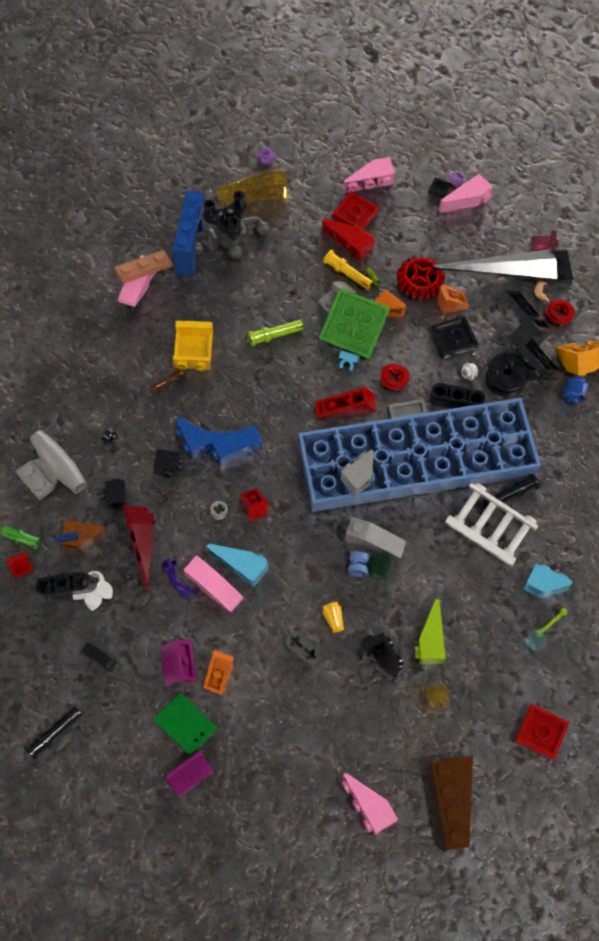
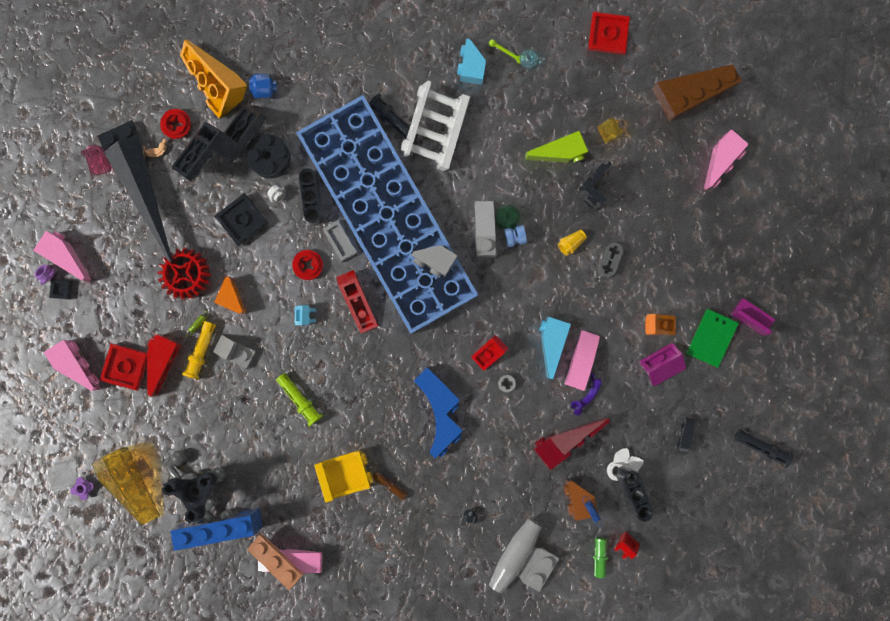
camera: 115 degrees left, 20 degrees up
(115, 493) = (527, 486): black brick -> none
(168, 463) = (479, 448): black brick -> none
(354, 323) = (264, 321): bright green plate -> none
(451, 300) = (199, 234): orange slope -> none

